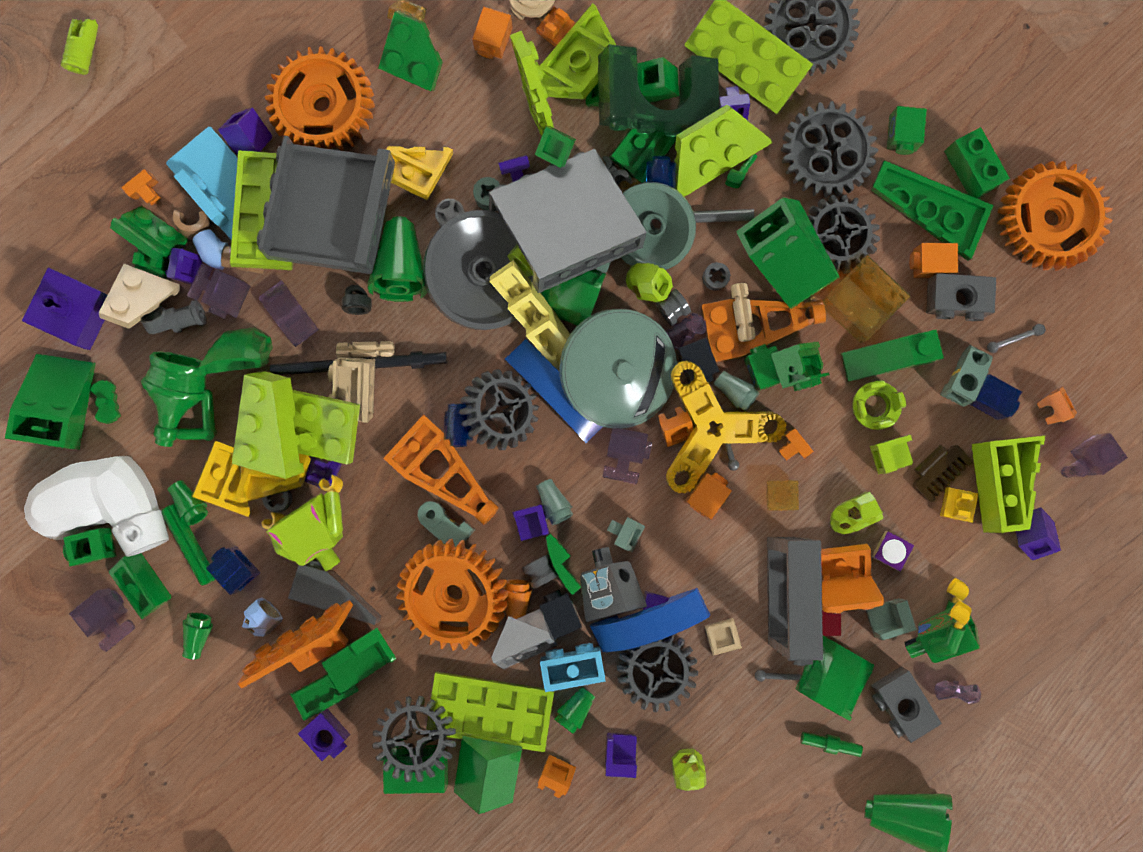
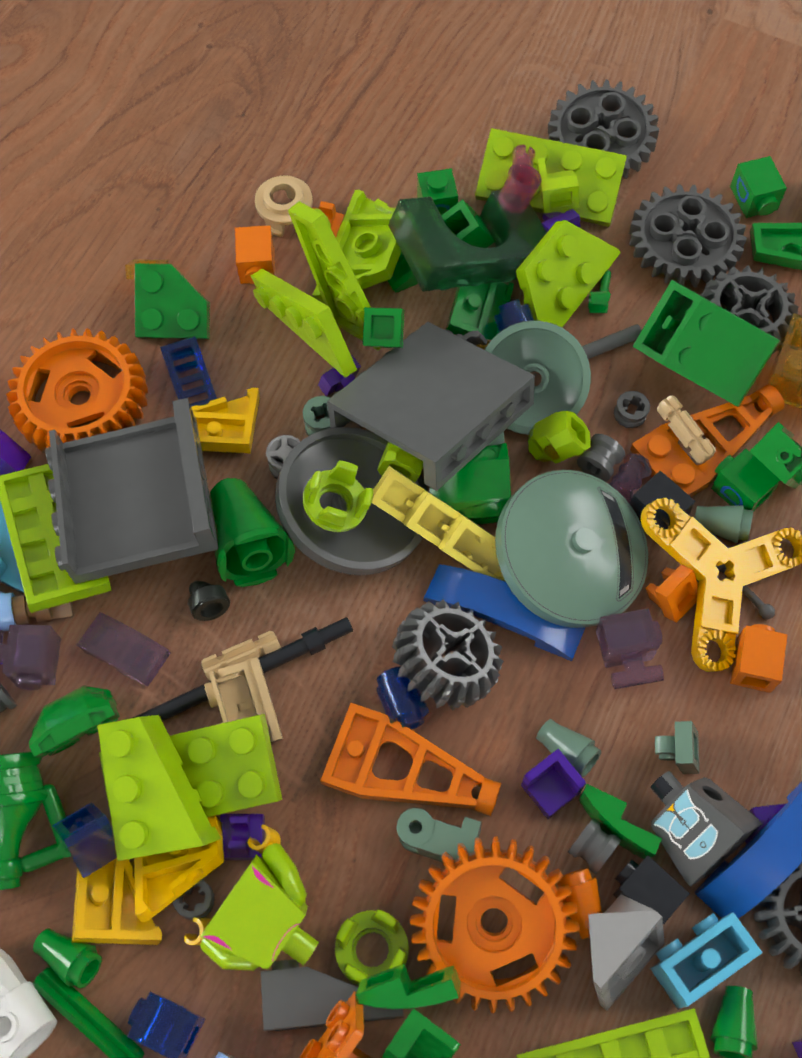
camera: 25 degrees left, 20 degrees down
(218, 436) = (87, 838): none -> clear blue slope
(362, 586) = (361, 924): none -> lime piece
(374, 611) = (396, 991): none -> green slope
(406, 94) = (181, 350): none -> clear blue slope
(479, 261) = (343, 482): none -> lime piece
(499, 110) = (306, 317): none -> lime wing
(651, 37) = (440, 187): none -> green brick
(717, 54) = (521, 181): none -> clear pink pin
(743, 72) = (558, 189): none -> lime panel

